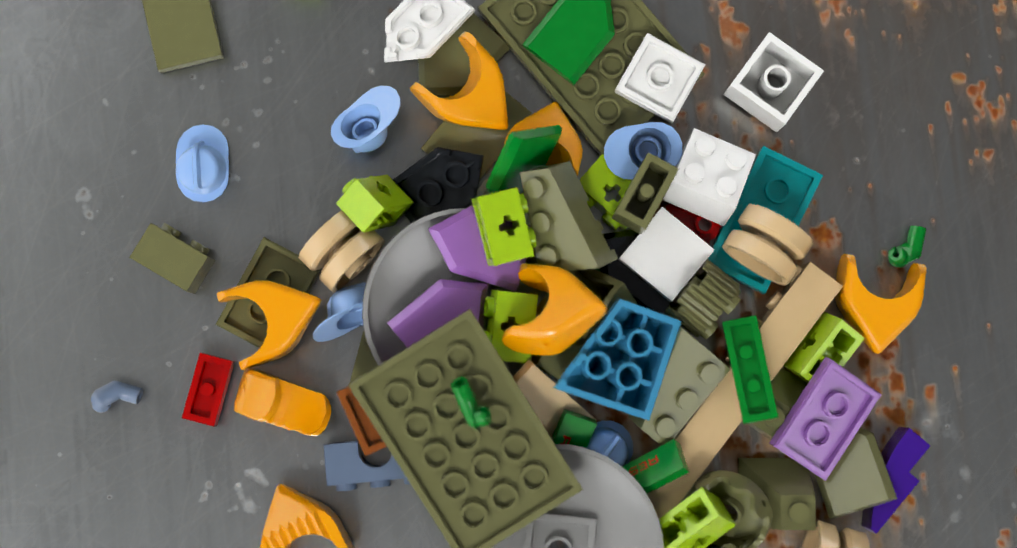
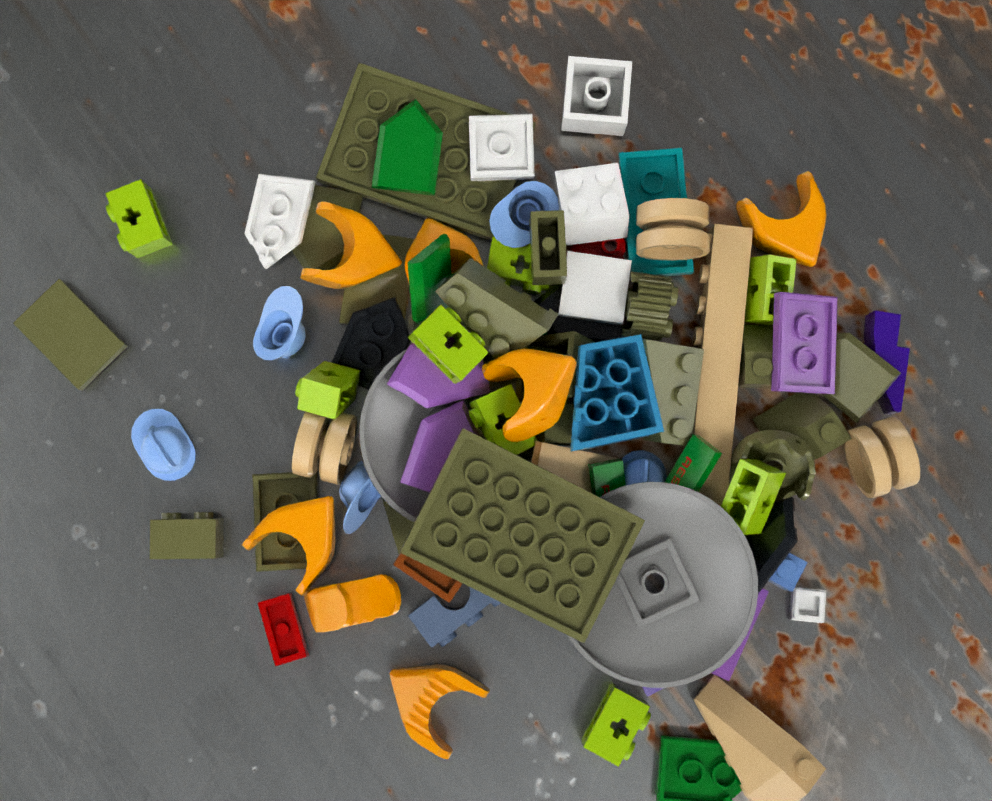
camera: 30 degrees left, 0 degrees up
(111, 392) = (199, 687): sand blue arm -> none
(473, 414) = (505, 504): green arm -> none
(749, 370) = (720, 340): green plate -> none
(910, 250) = (788, 168): green arm -> none

